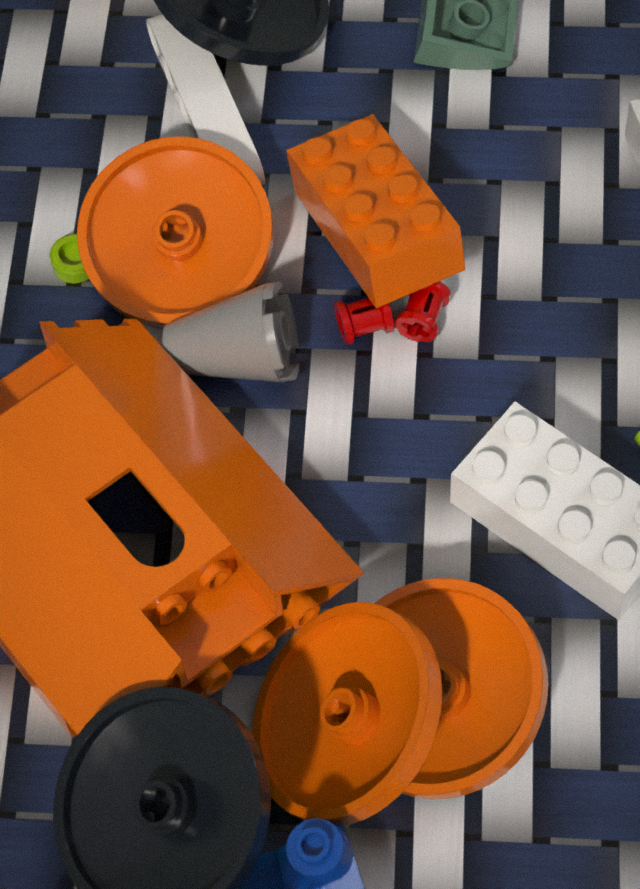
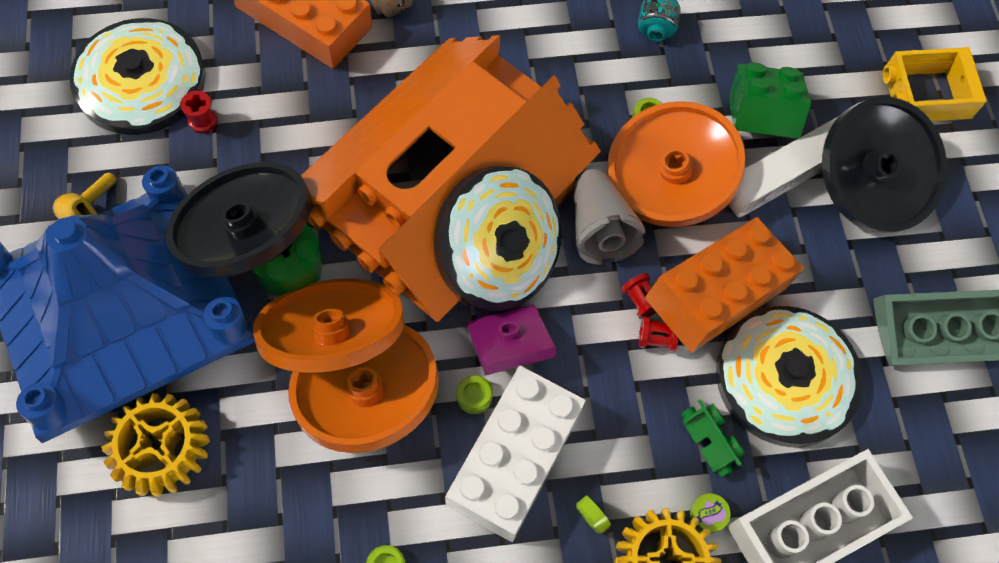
camera: 70 degrees right, 5 degrees up
(107, 98) = (769, 100): none -> green brick
(257, 463) = (497, 237): none -> dish
(401, 489) = (510, 339): none -> magenta plate
(467, 556) = (474, 394): none -> lime tile
(509, 175) = (789, 376): none -> dish
(594, 268) = (722, 450): none -> green hinge

